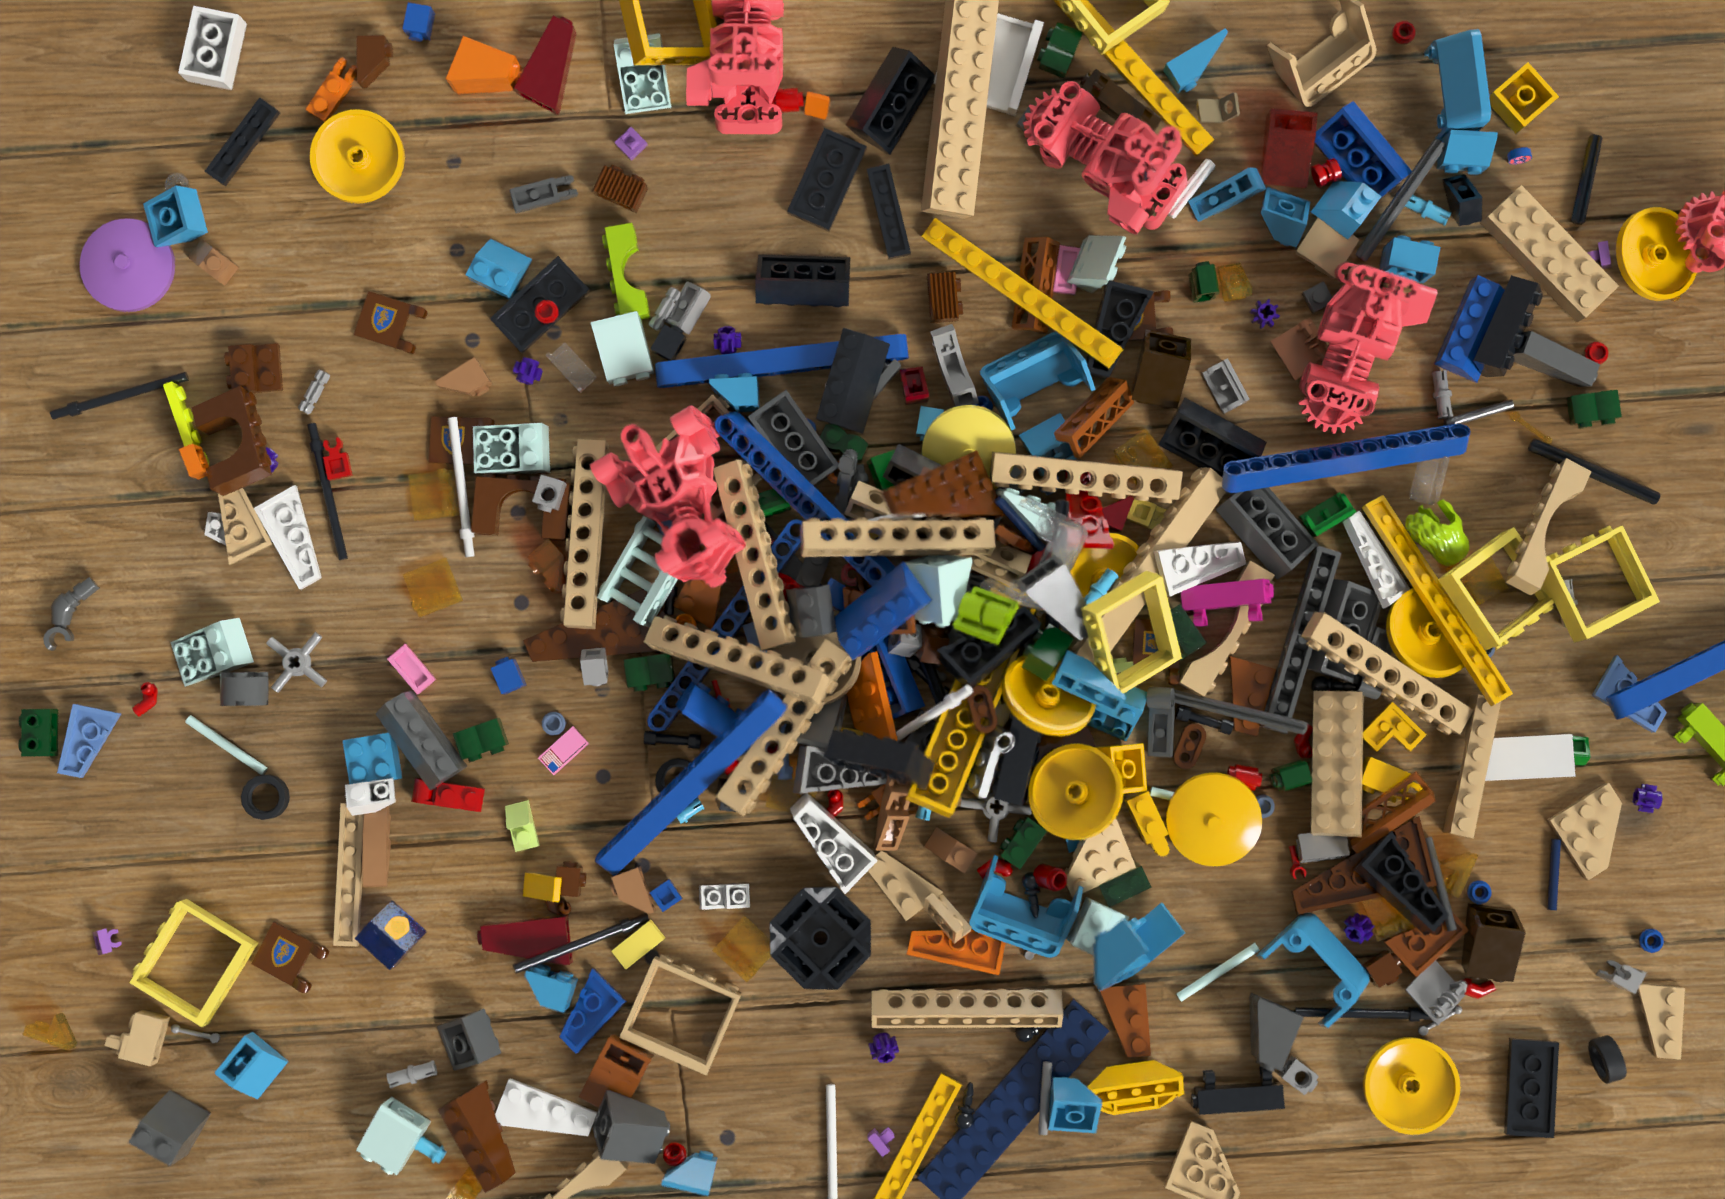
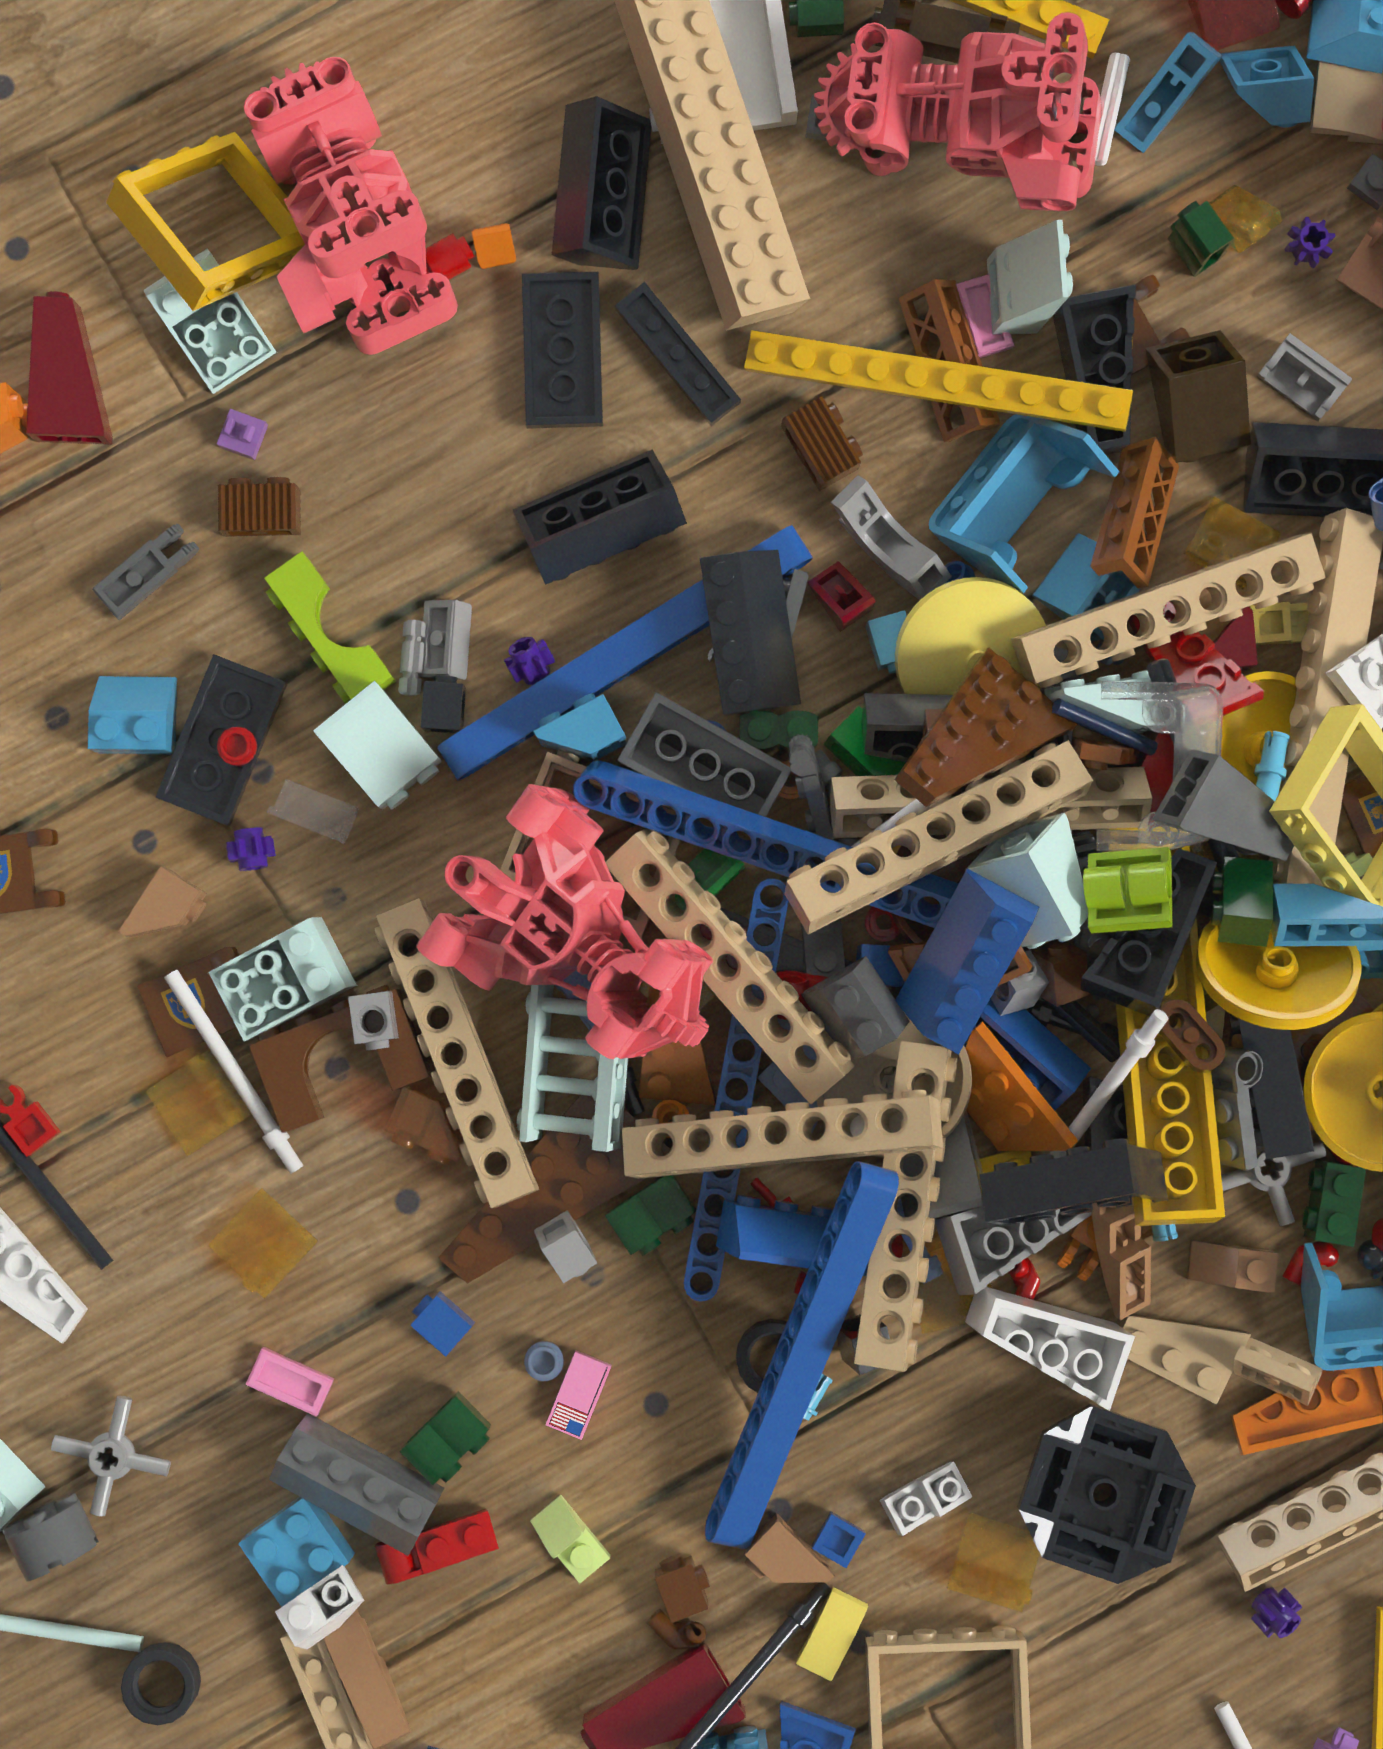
camera: 25 degrees left, 0 degrees up
(542, 887) = (647, 1619): yellow tile -> none
(692, 741) = (703, 1311): black bar -> none

